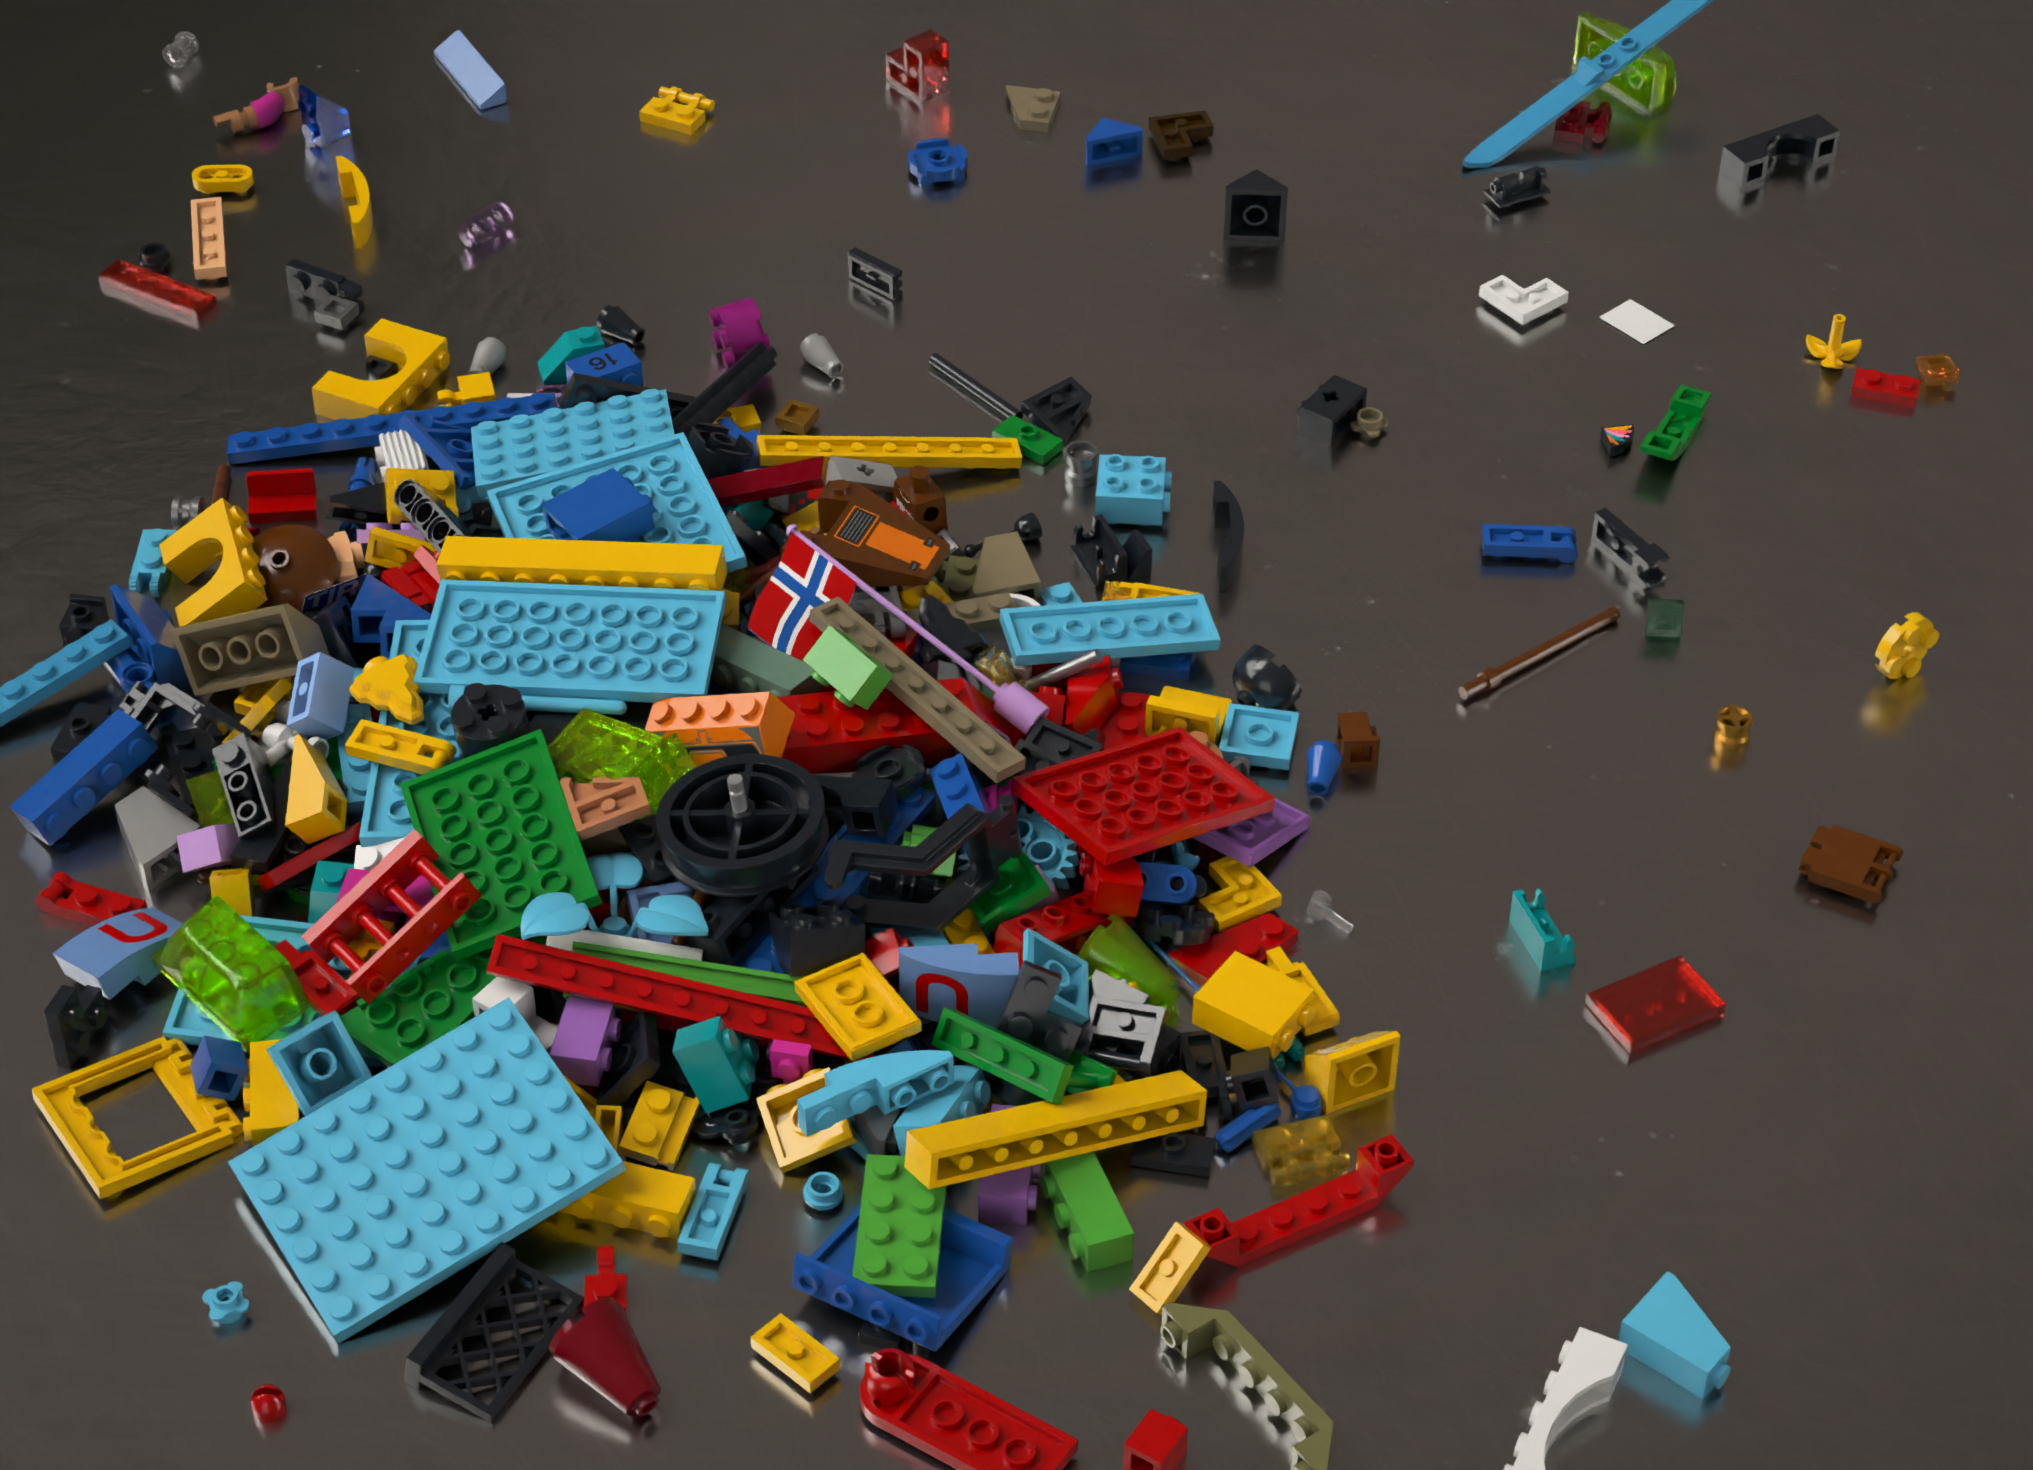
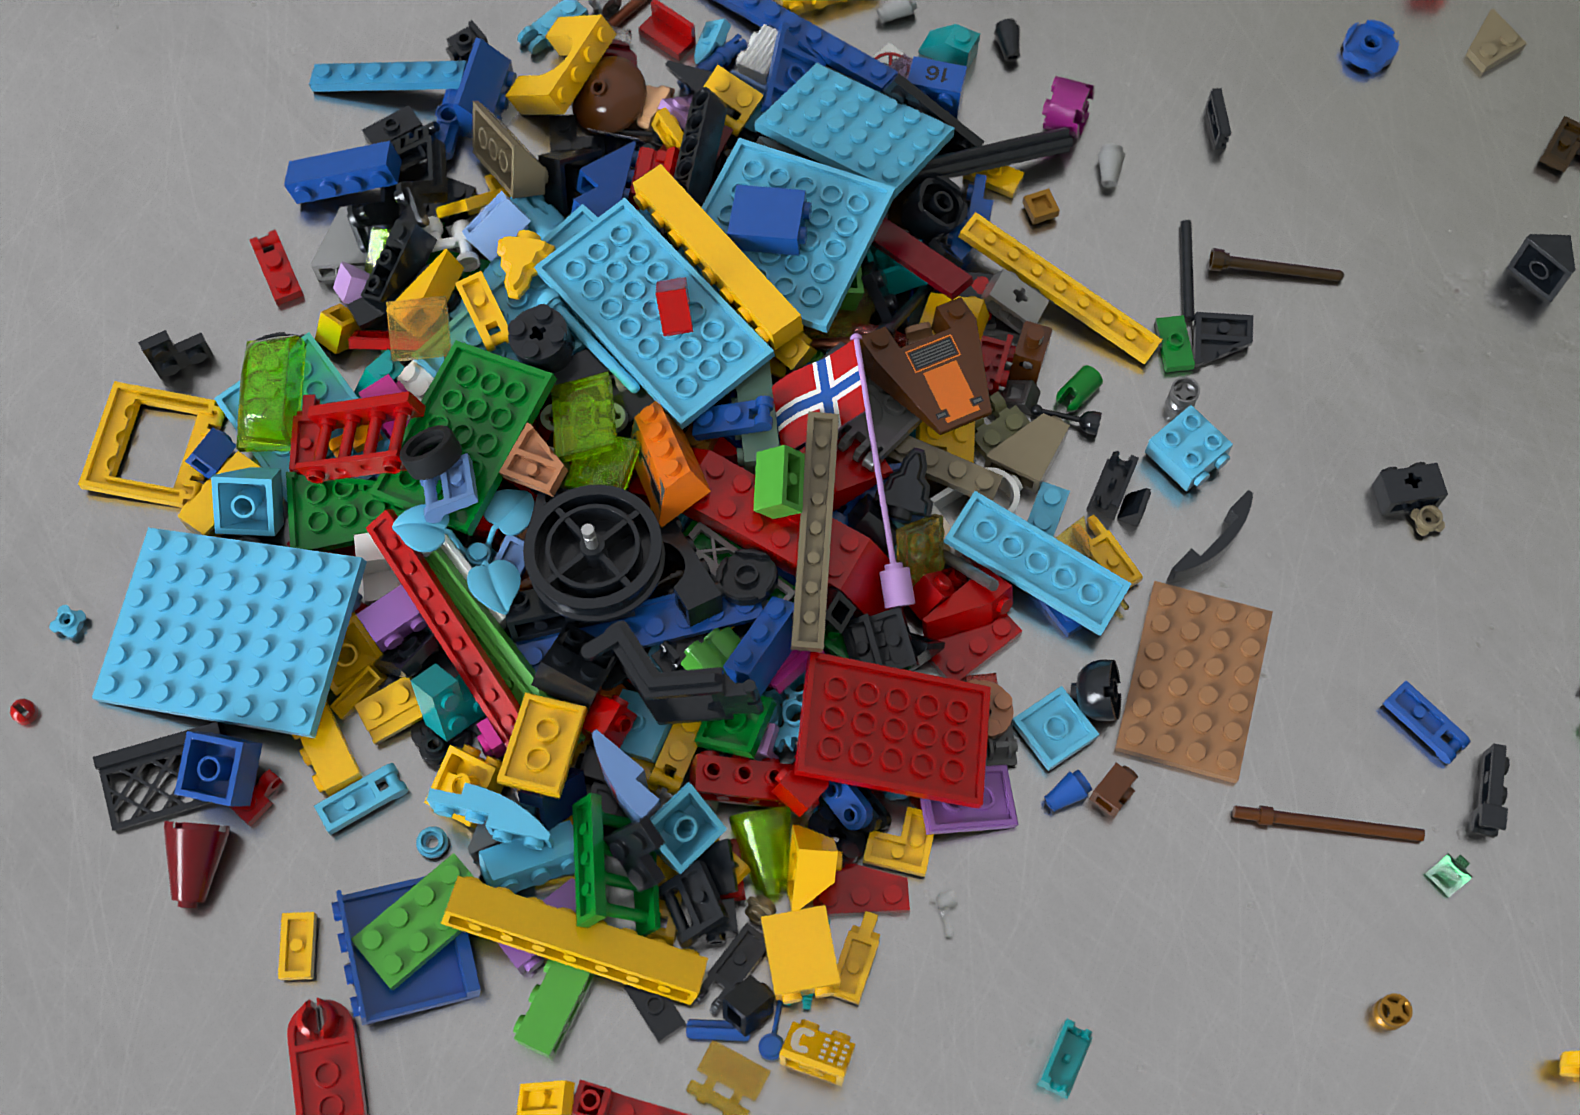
camera: 45 degrees right, 25 degrees up
(117, 950) = (245, 316): medium blue slope -> none
(333, 475) = (712, 36): none -> medium azure plate
(349, 801) = (418, 328): none -> clear yellow tile
(471, 389) = (858, 31): yellow brick -> none
(495, 855) = (430, 452): none -> black tyre
(547, 856) = (458, 490): none -> medium blue plate
(557, 1261) = (218, 768): none -> blue brick
(595, 614) = (674, 306): none -> red slope
(745, 665) = (734, 419): none -> blue plate
(988, 510) = (1080, 386): none -> green piece
(996, 363) = (1222, 260): none -> dark brown piece
(1112, 142) = (1512, 118): blue slope -> none
(1181, 1009) = (759, 907): none -> dark tan plate
(1186, 710) = (1027, 670): yellow bracket -> none
(1188, 937) = (811, 865): none -> yellow slope
(1328, 636) = (1194, 682): none -> medium nougat plate

